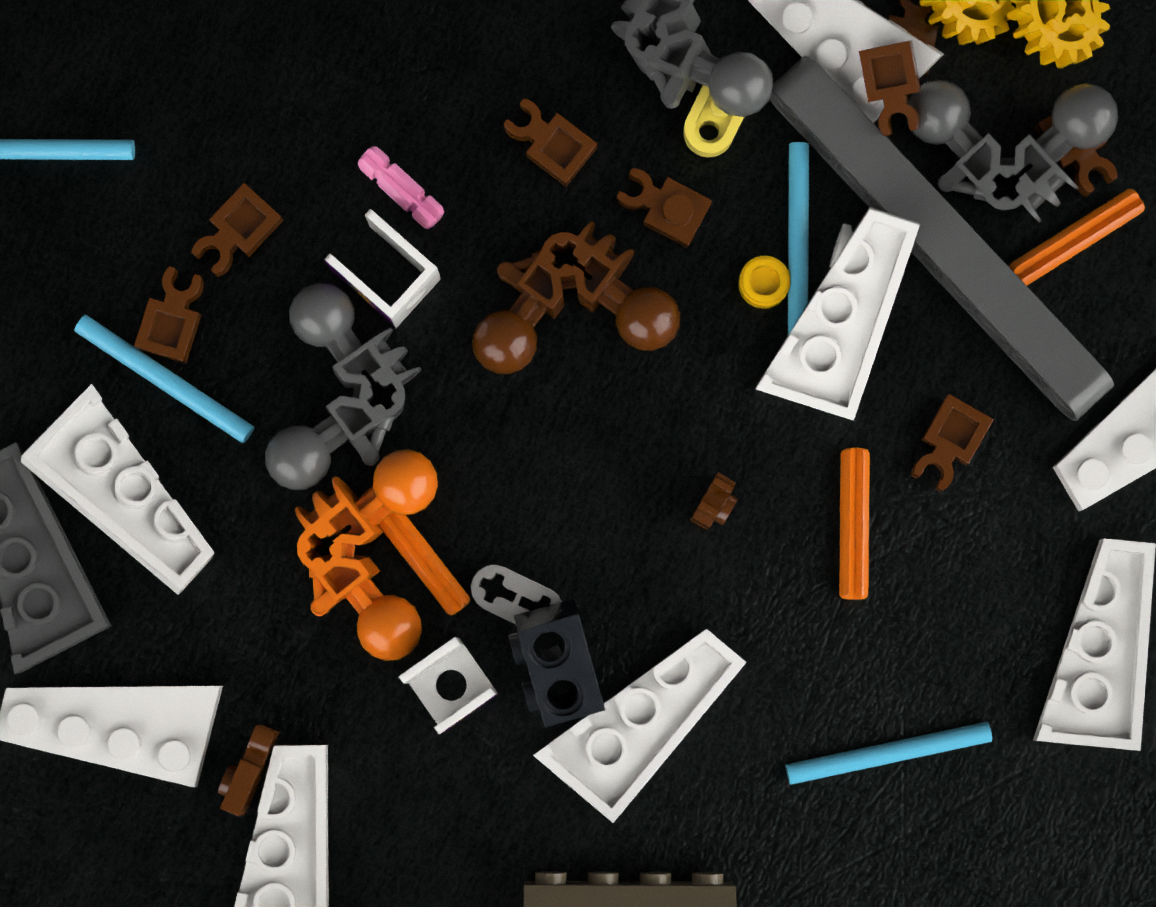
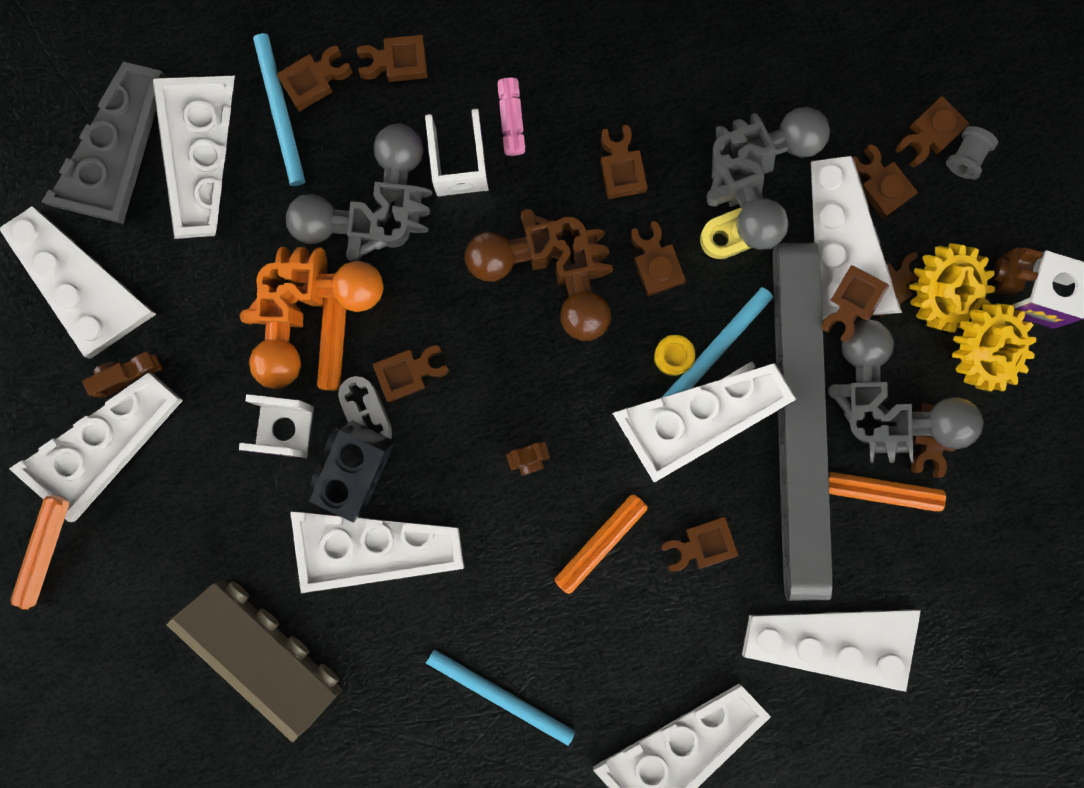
camera: 45 degrees right, 0 degrees up
(522, 529) = (403, 374): none -> reddish brown plate

